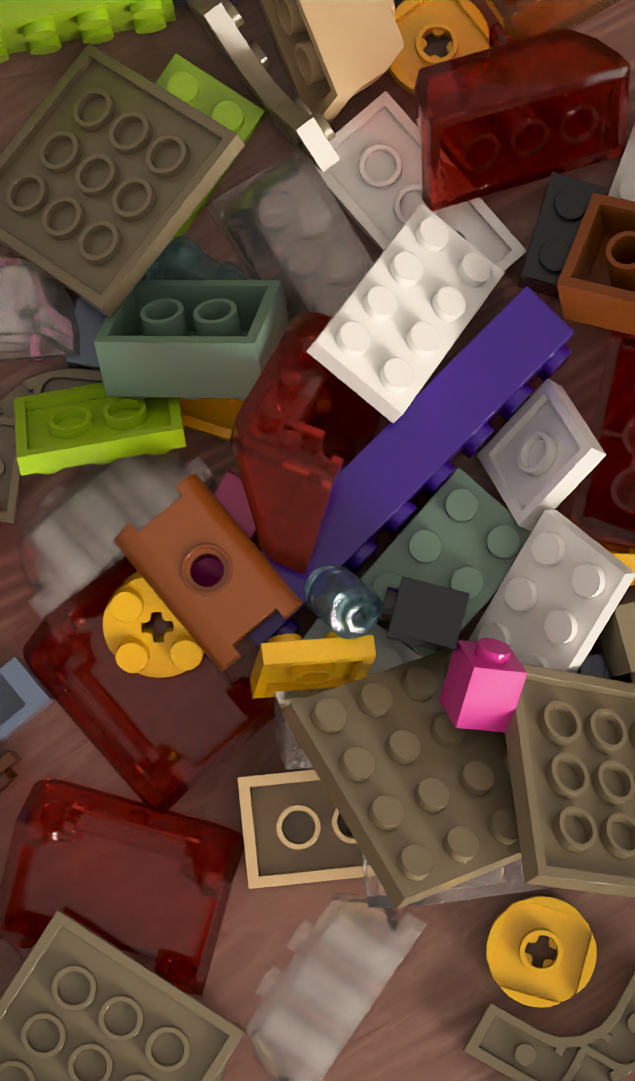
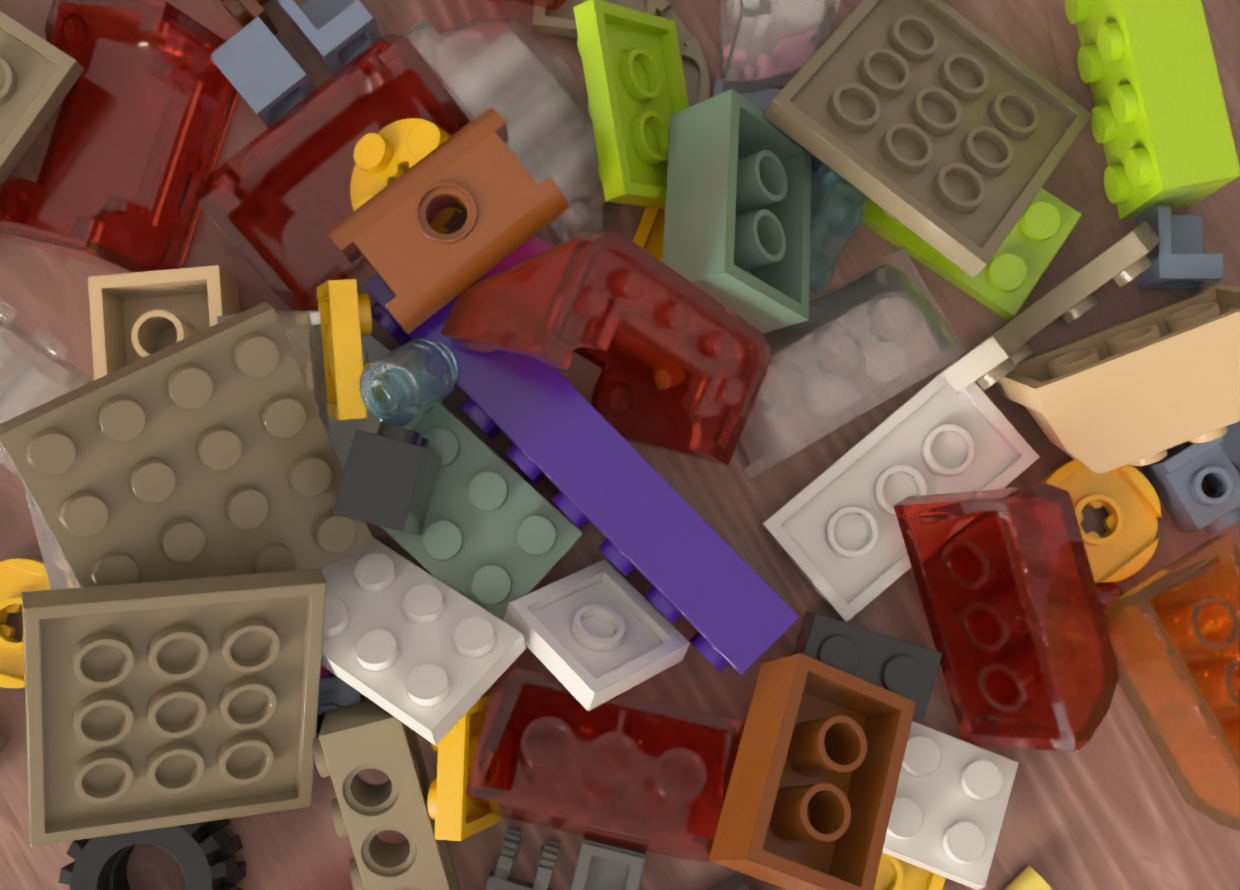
camera: 85 degrees right, 0 degrees up
(58, 755) = (262, 71): none -> sand blue panel
(406, 313) = (764, 467): white plate -> none
(482, 685) = (293, 549): dark pink brick -> none

